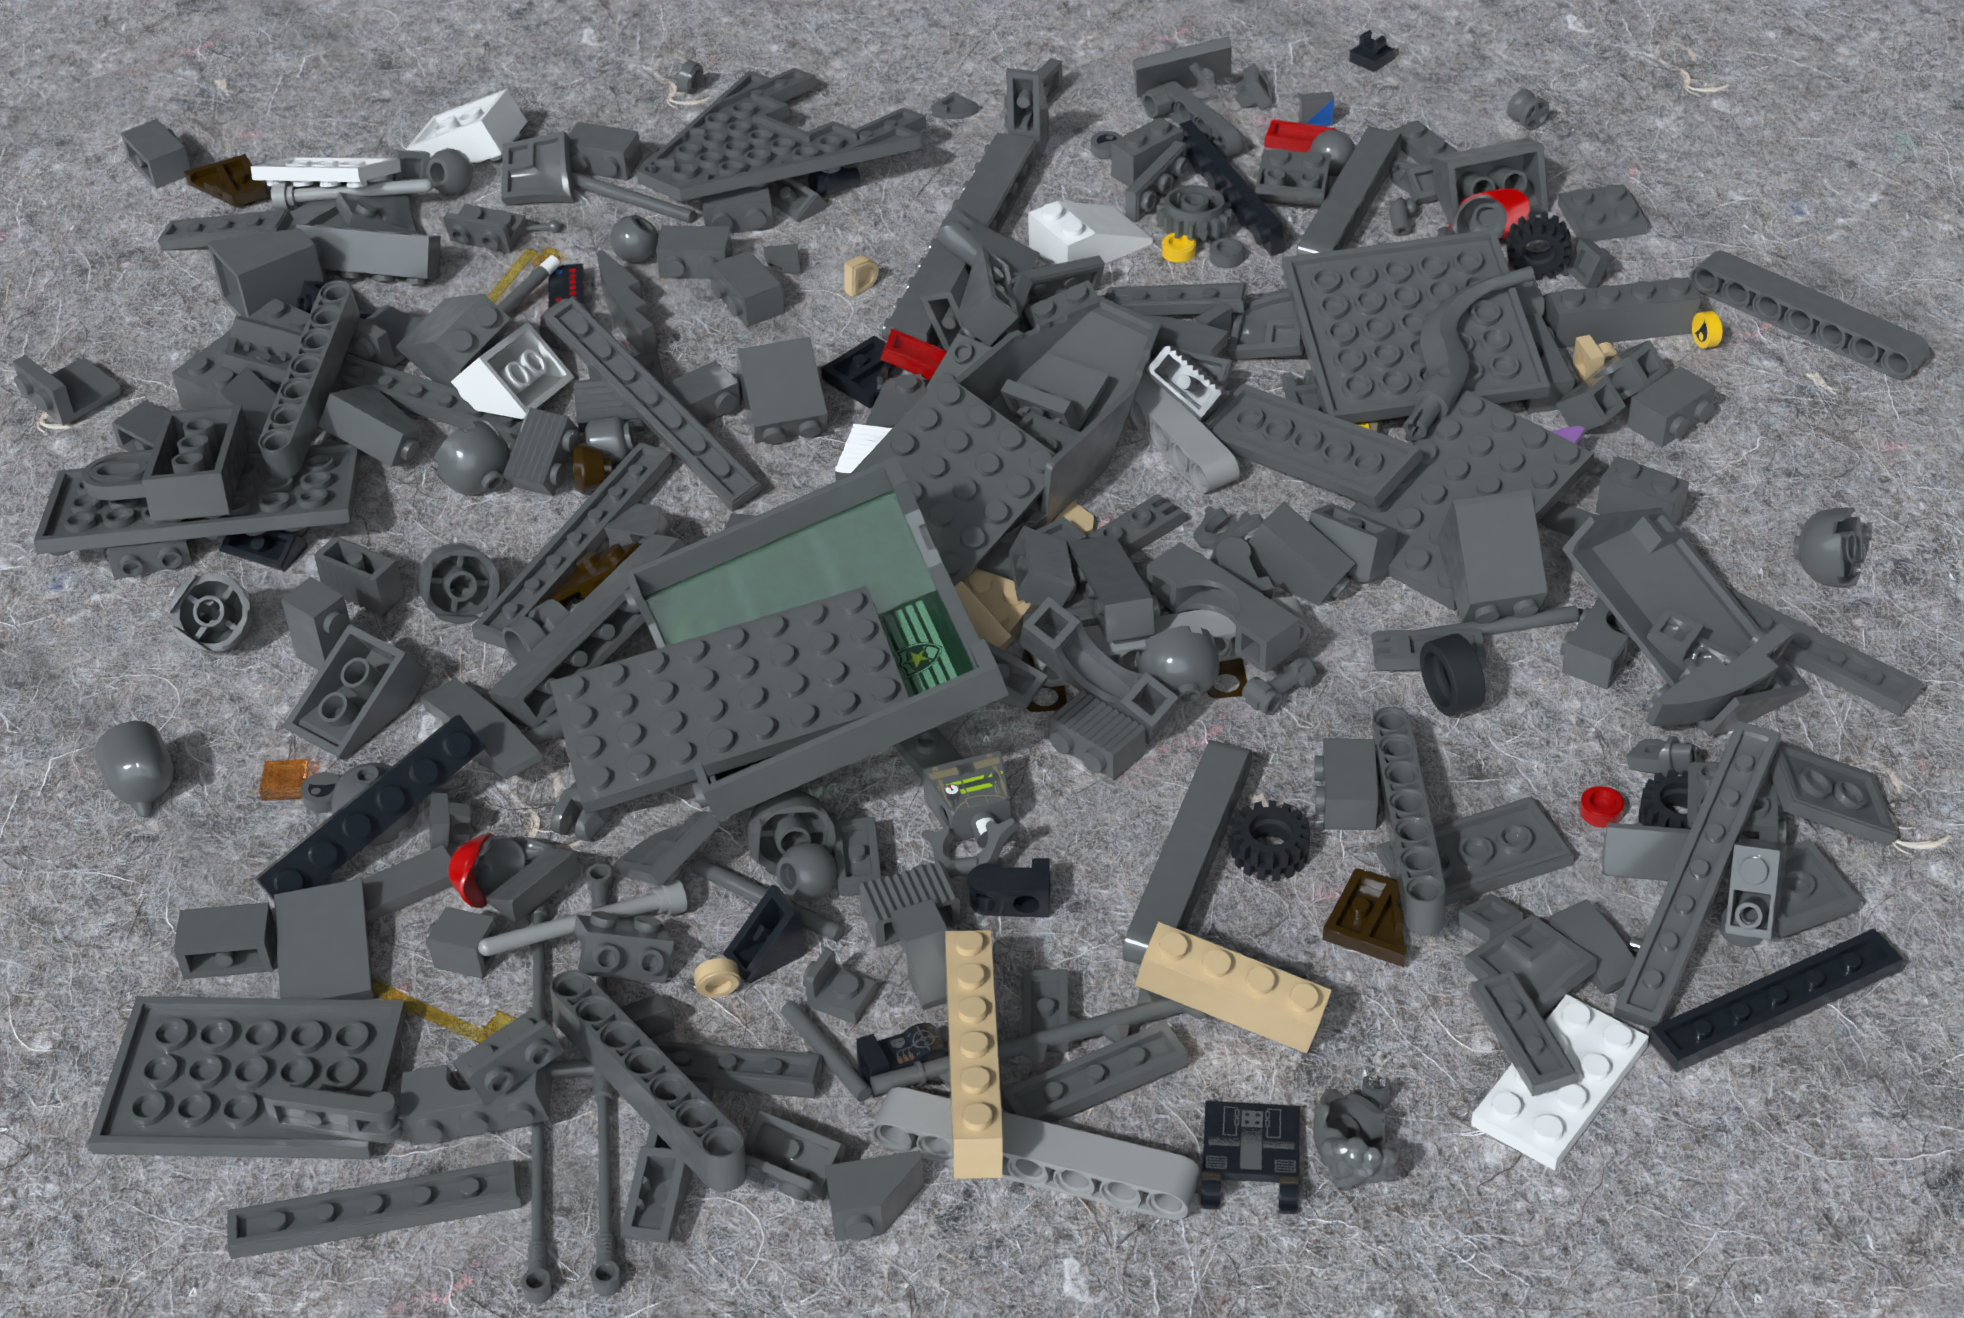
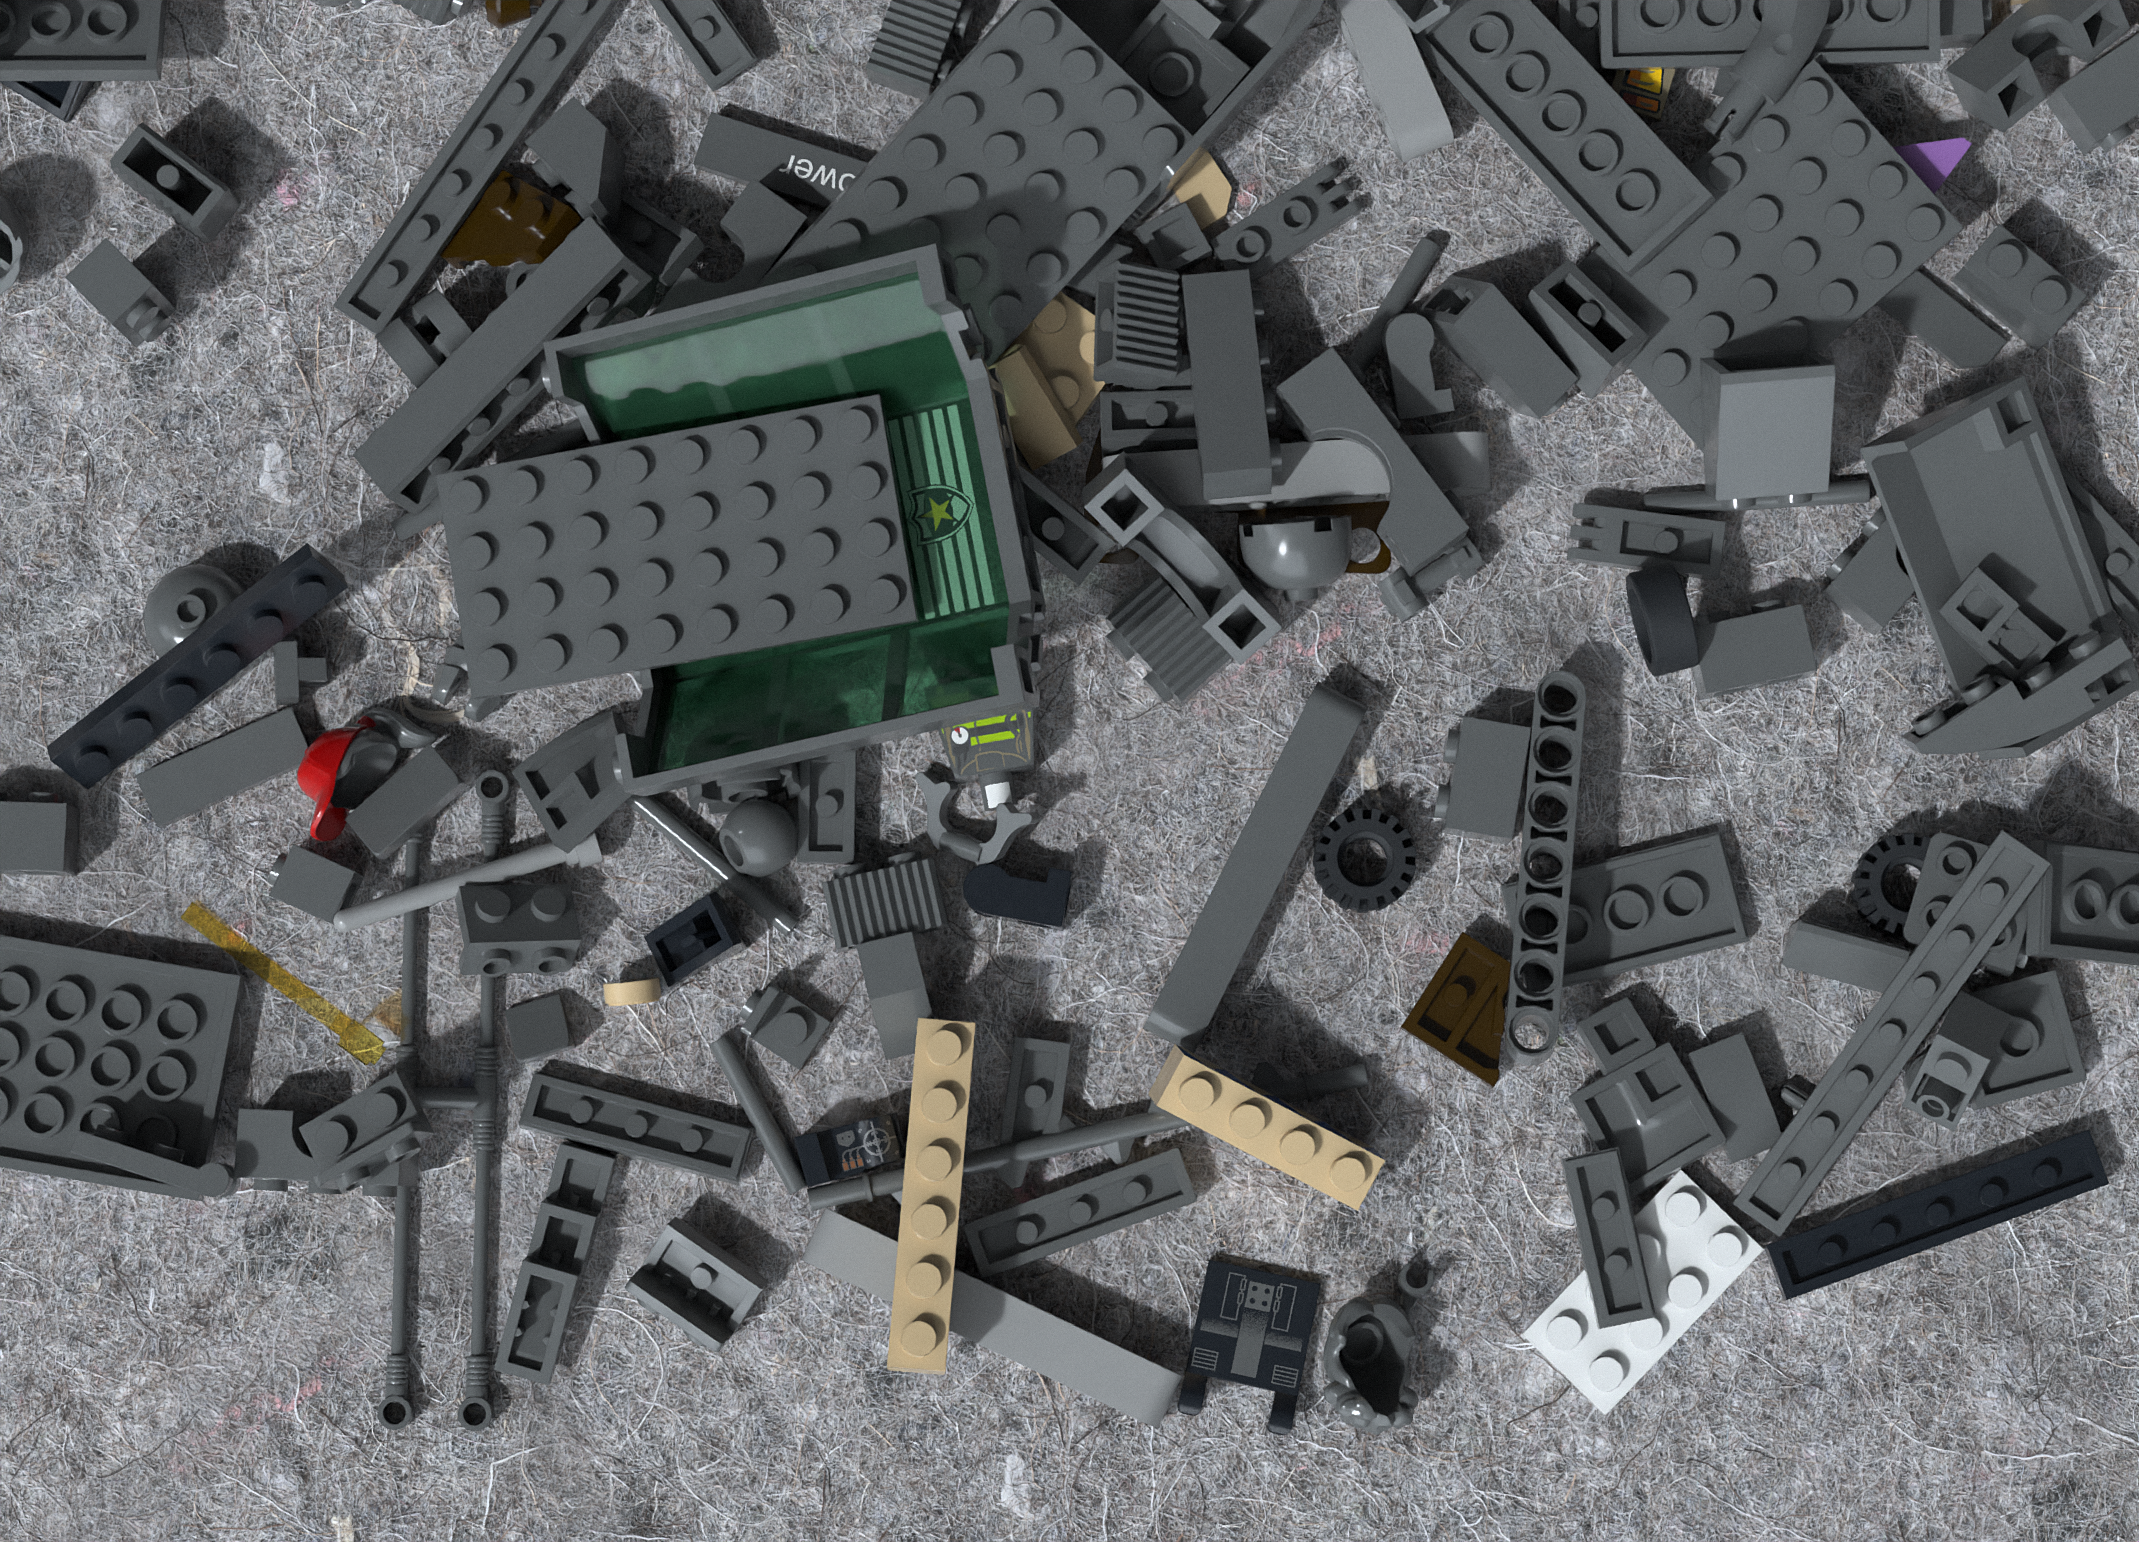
camera: 10 degrees right, 40 degrees up
(283, 779) = (80, 547): clear orange tile -> none
(317, 791) = (131, 578): dark grey tile -> none
(324, 942) = (138, 864): dark grey tile -> none
(355, 693) = (173, 412): dark grey slope -> none
(373, 1209) = (207, 1274): dark grey tile -> none
(458, 582) = (313, 217): dark grey cylinder -> none
(506, 746) = (343, 505): dark grey slope -> none
(649, 1081) = (516, 1148): dark grey beam -> none
(871, 1193) = (787, 1354): dark grey slope -> none
(1205, 537) = (1379, 262): dark grey helmet -> none
(1524, 695) = (1752, 649): none -> dark grey brick
(1601, 806) = (1808, 855): red tile -> none
(1661, 756) = (1914, 795): dark grey piece -> none

